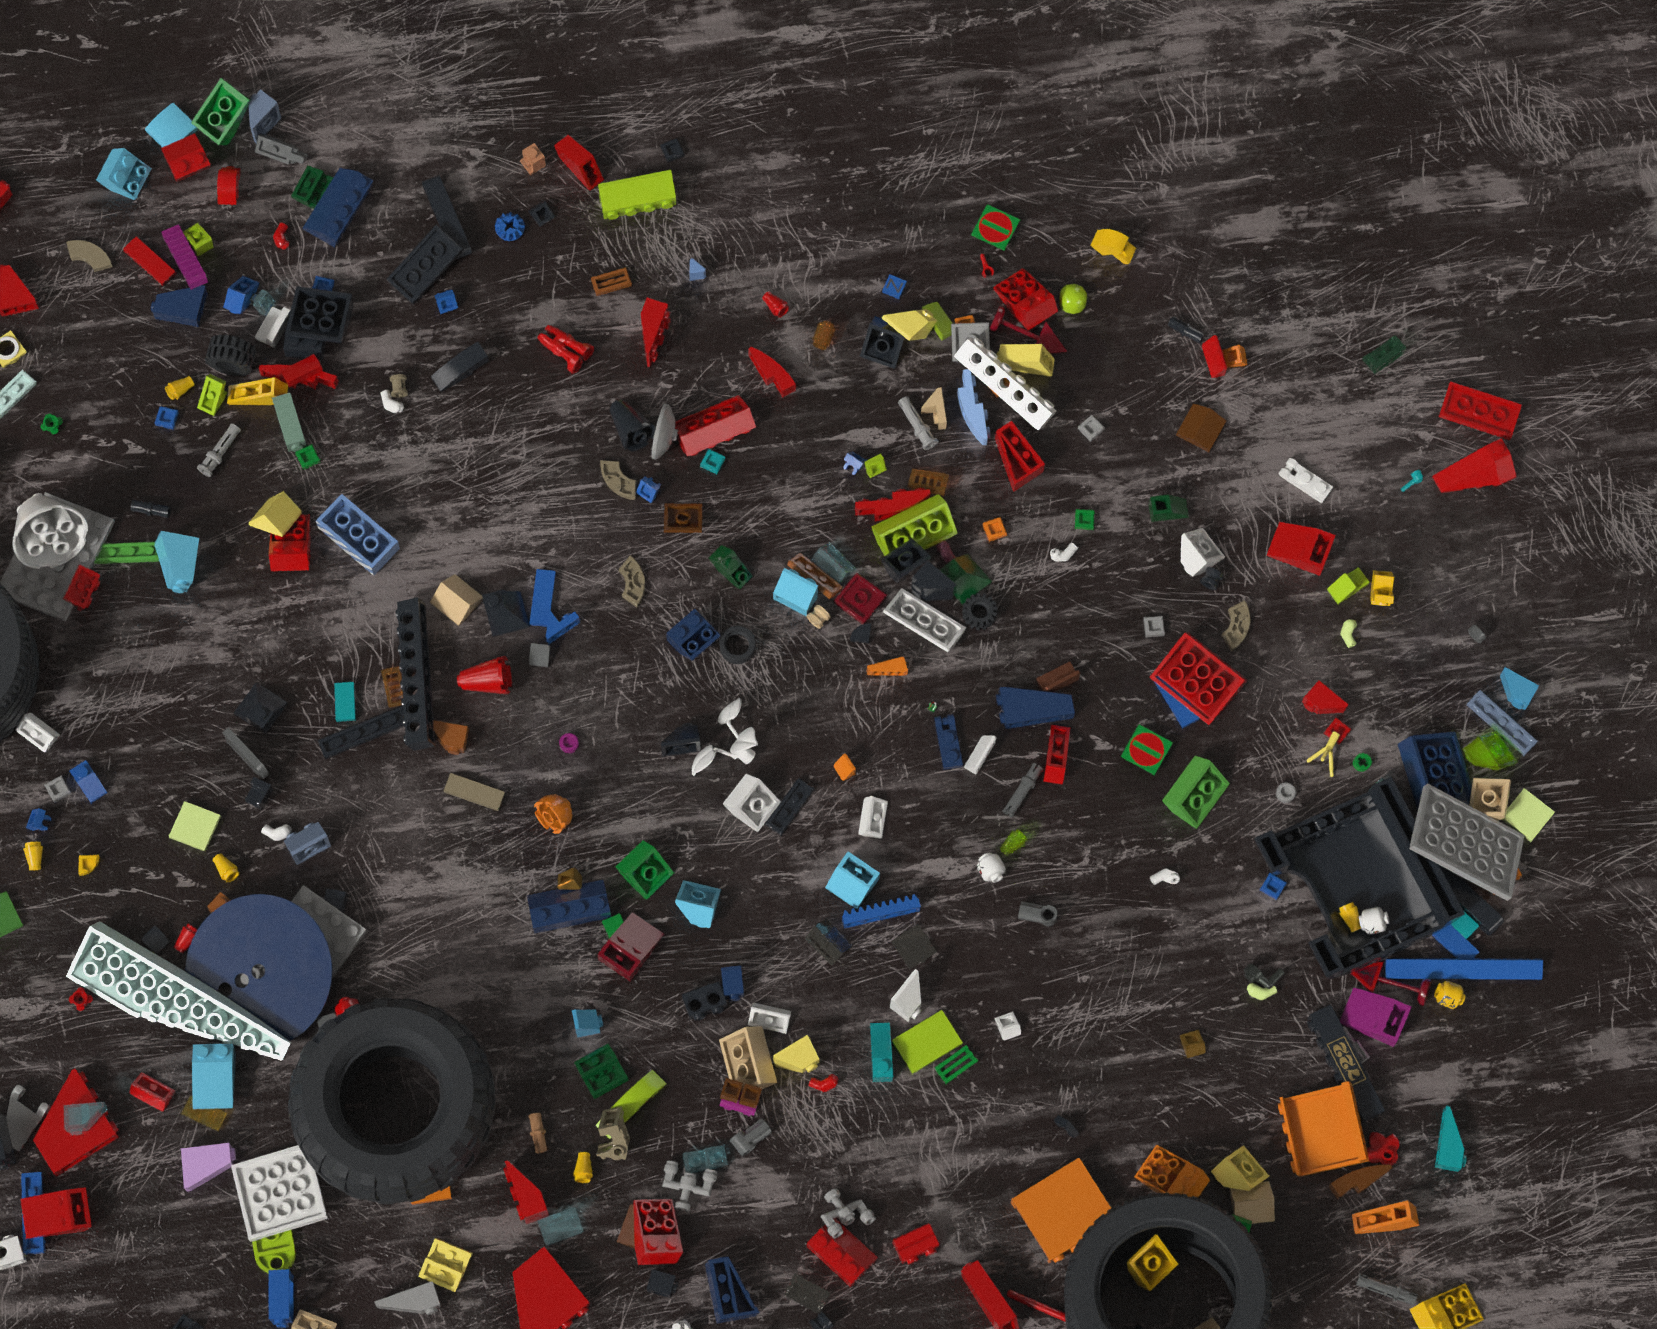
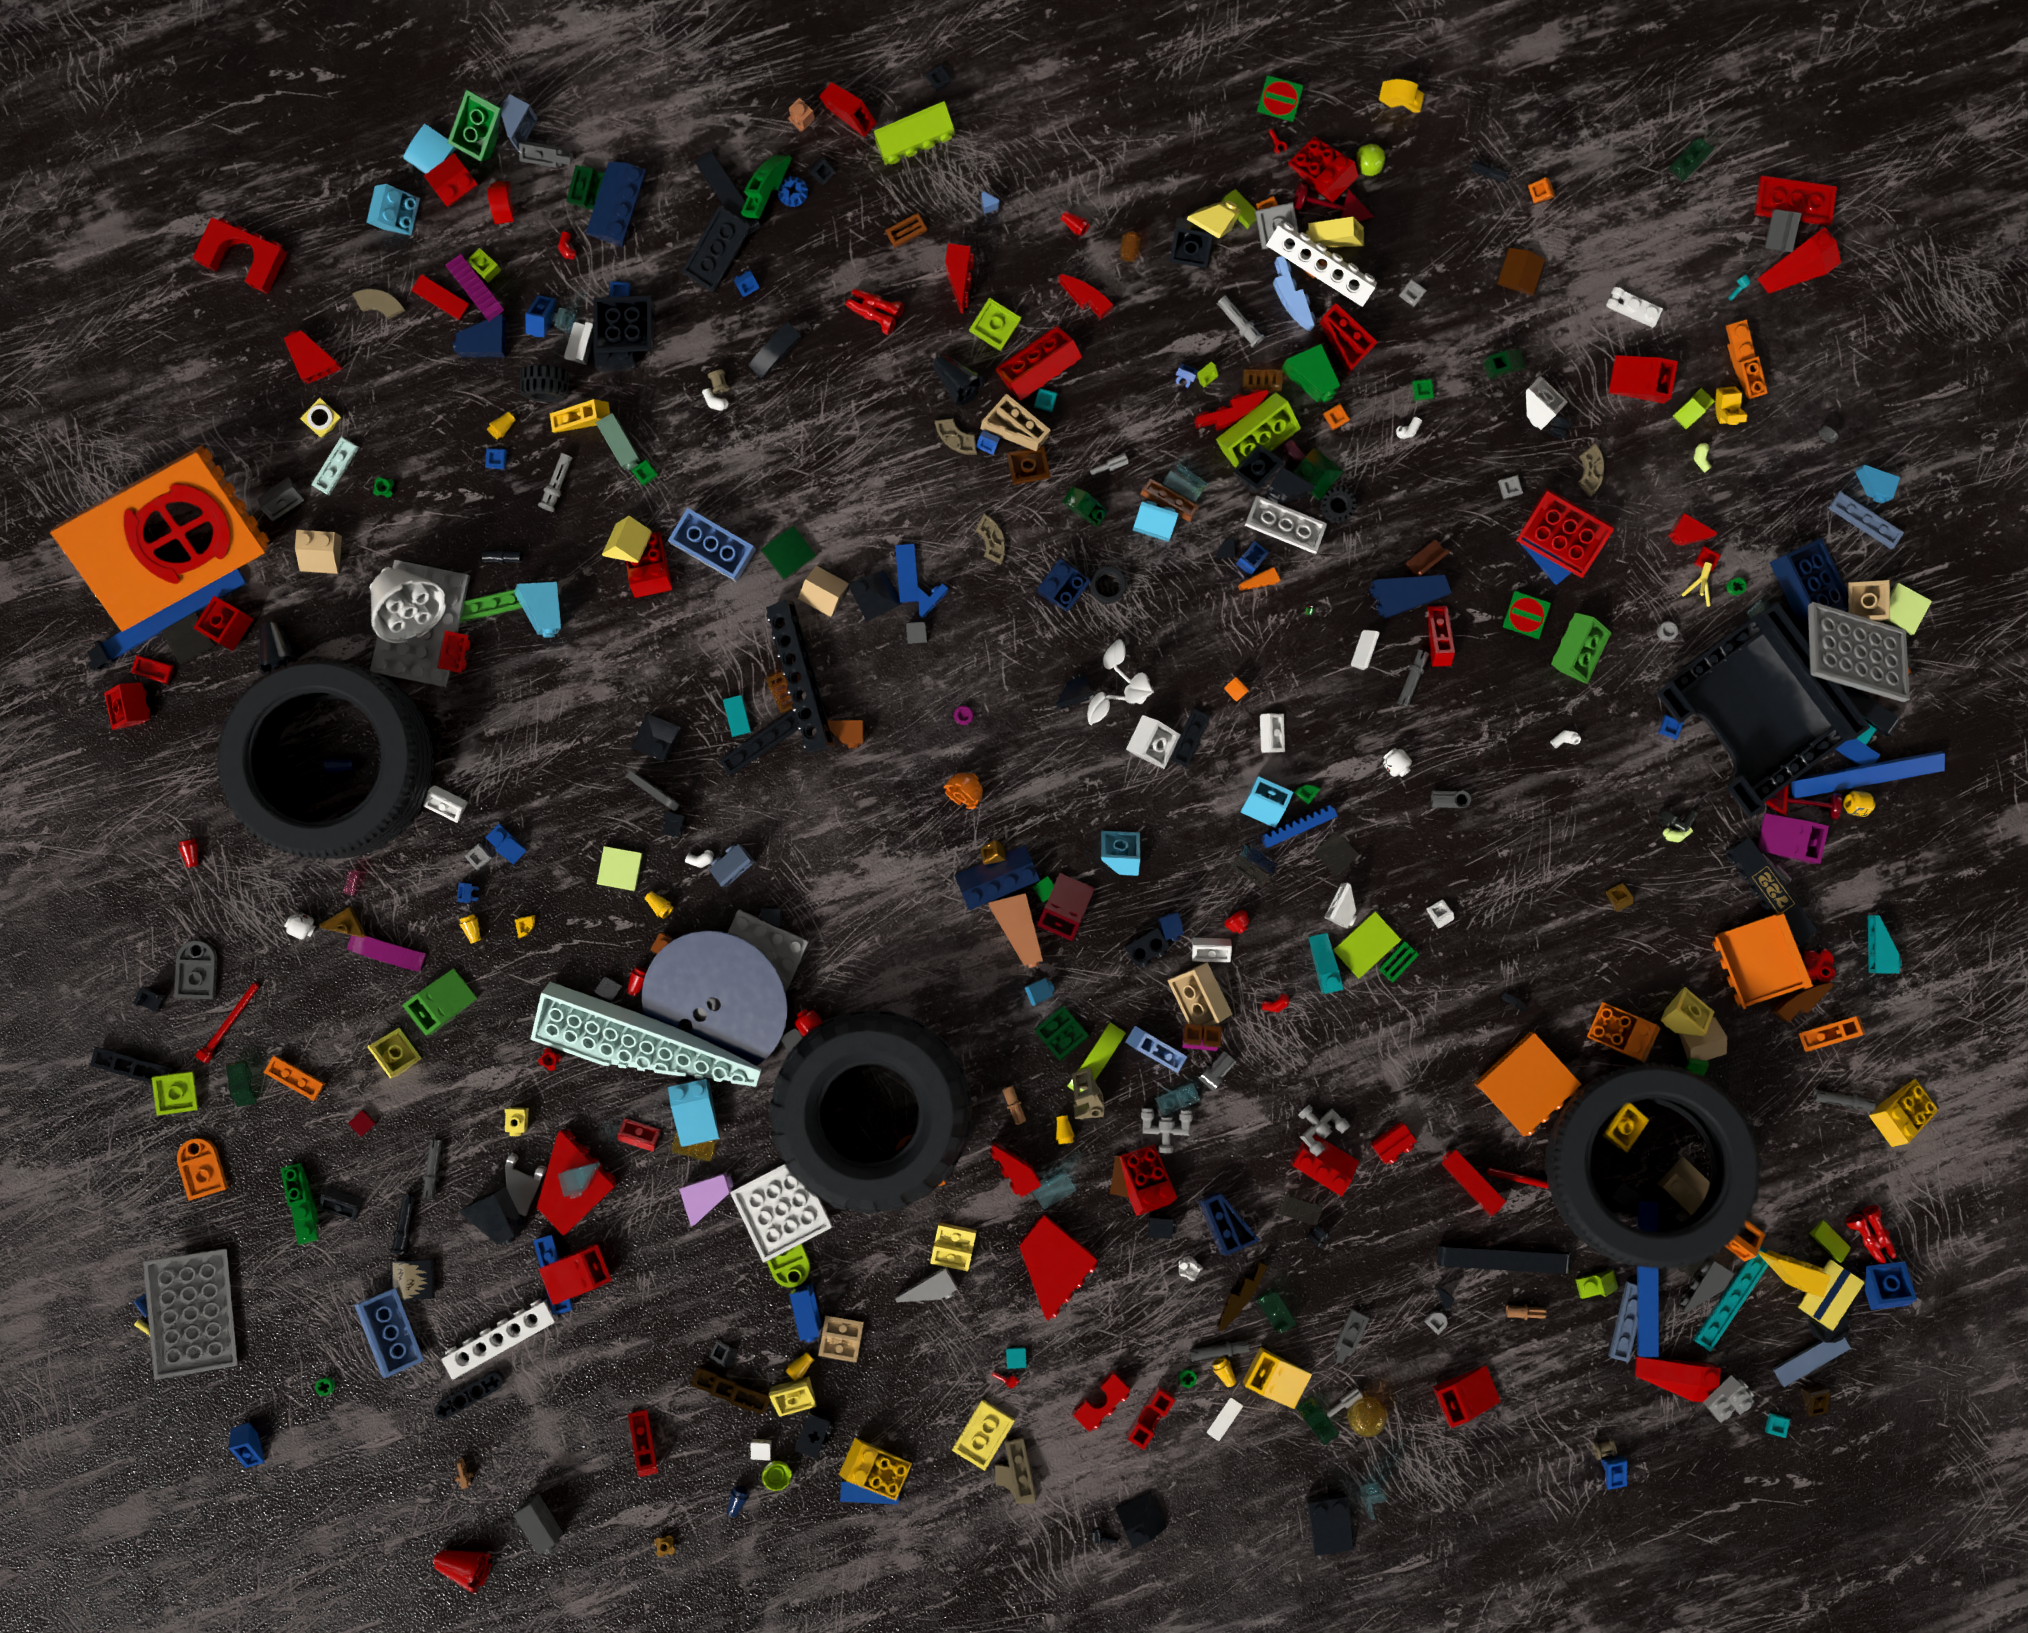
camera: 10 degrees left, 15 degrees up
(37, 1058) = (521, 1116): none -> light yellow brick
(212, 394) = (535, 427): lime slope -> none
(301, 370) = (618, 386): red slope -> none
(324, 378) = (611, 390): red slope -> none
(430, 557) = (788, 553): none -> dark green slope
(474, 792) = (882, 782): dark tan tile -> none
(483, 211) = (765, 179): none -> green slope
(487, 677) = (870, 666): red cone -> none
(578, 950) = (1017, 923): none -> nougat slope
(644, 869) = (1063, 828): green slope -> none
(664, 432) = (995, 381): light grey dish -> none
(677, 476) = (1015, 424): none -> tan wedge
(678, 382) = (995, 324): none -> lime plate
(693, 1104) = (1156, 1049): none -> medium blue slope
(766, 532) = (1111, 464): none -> light grey axle
(797, 1057) = (1248, 985): light yellow slope -> none
(801, 993) = (1238, 922): none -> red cone
(818, 616) = (1181, 541): tan wheel -> none
(860, 598) = (1217, 514): dark red tile -> none
(884, 646) = (1252, 558): none -> blue slope
(894, 286) = (1189, 181): blue tile -> none
(896, 881) = (1306, 792): none -> green tile
(936, 406) = (1257, 299): tan slope -> none
(948, 742) = (1331, 643): dark blue plate -> none
(976, 482) = (1313, 373): none -> green slope
(1013, 842) = (1413, 733): clear neon green cone -> none
(1214, 357) = (1522, 194): red slope -> none
(1351, 916) = (1753, 744): yellow cone -> none
(1373, 920) = (1778, 746): white head -> none
(1405, 548) = (1744, 360): none -> orange slope
(1461, 435) = (1782, 230): none -> dark grey panel
(1489, 752) = (1860, 554): clear neon green slope -> none

